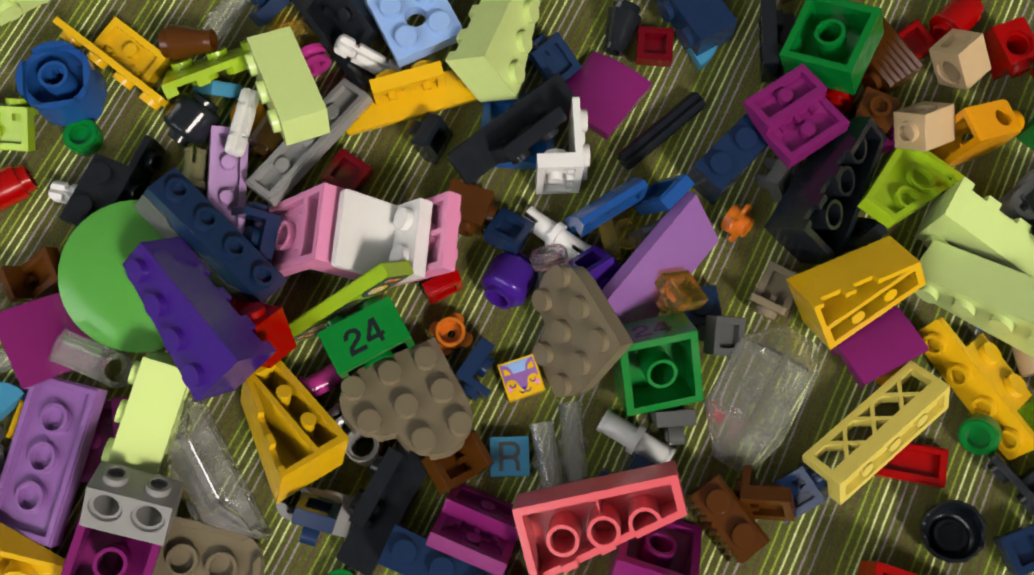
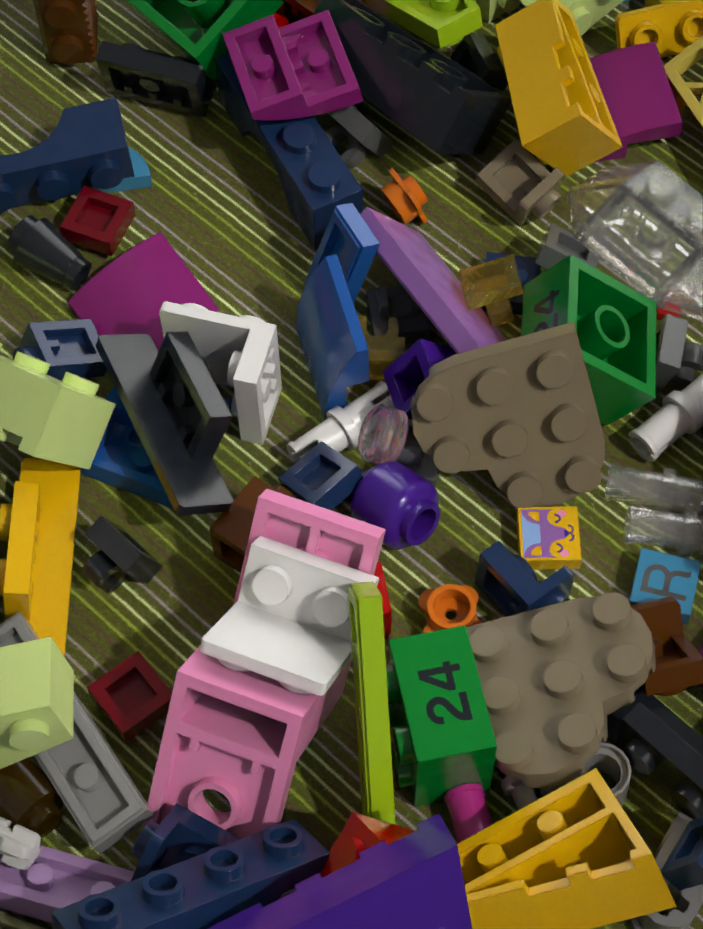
camera: 70 degrees left, 15 degrees down
(661, 130) = (229, 252): black axle -> none

